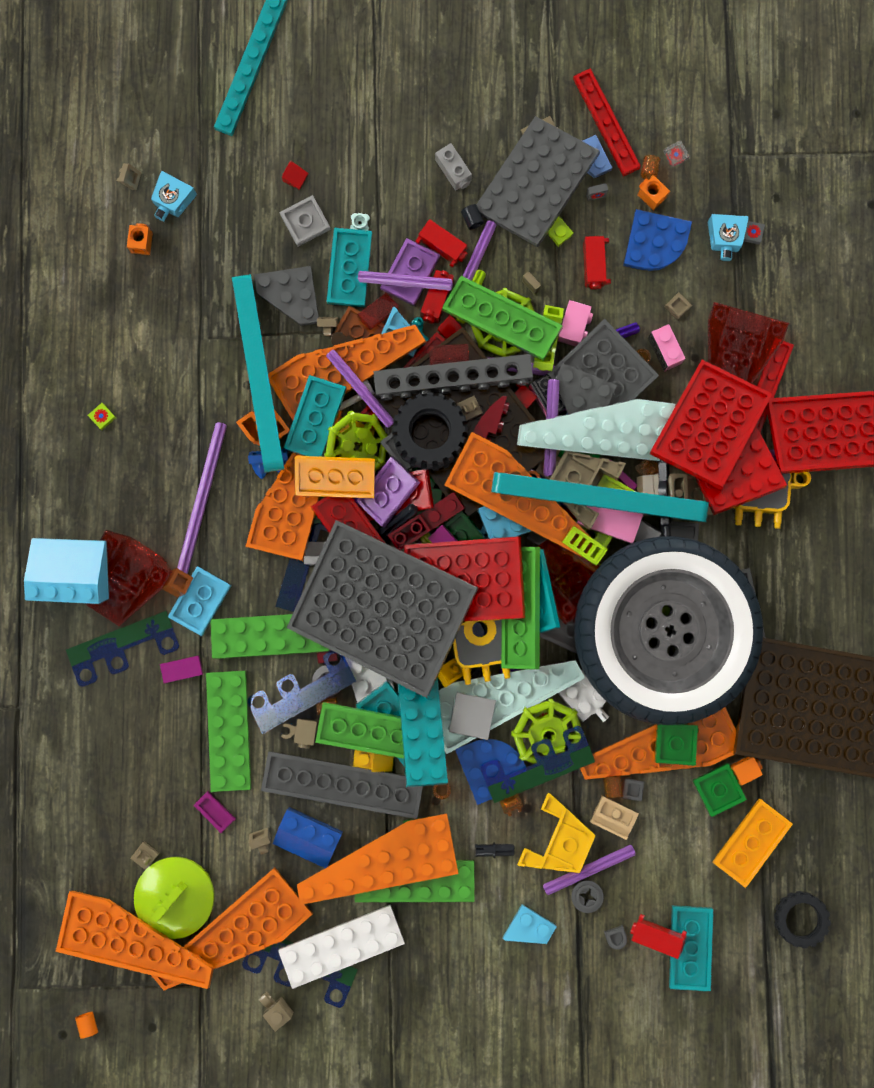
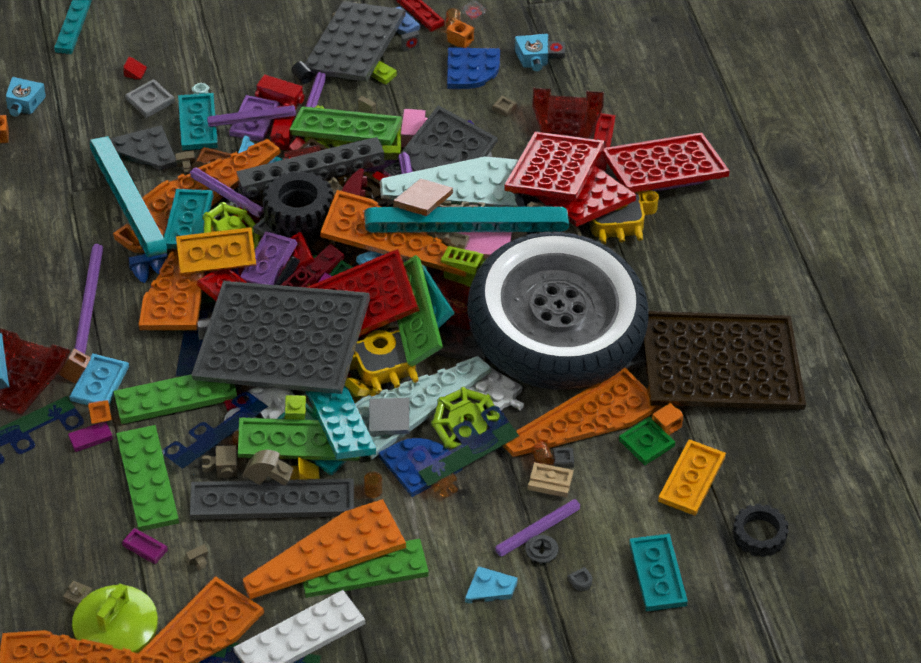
camera: 15 degrees left, 35 degrees down
(192, 649) = (99, 411): none -> orange brick
(307, 837) = (244, 544): blue slope -> none
(342, 761) = (265, 464): none -> dark tan brick
(377, 311) = (228, 146): clear red tile -> none
(379, 704) = (295, 407): none -> lime brick
(453, 167) = (277, 42): light grey brick -> none
(494, 850) = (438, 526): black axle -> none
(560, 466) = (423, 197): none -> tile
(568, 844) = (510, 508): yellow wing -> none
(595, 262) = (421, 85): red brick -> none
(658, 937) = (621, 562): red brick -> none
(666, 347) = (503, 129): bright pink brick -> none
(676, 744) = (593, 405): green plate -> none

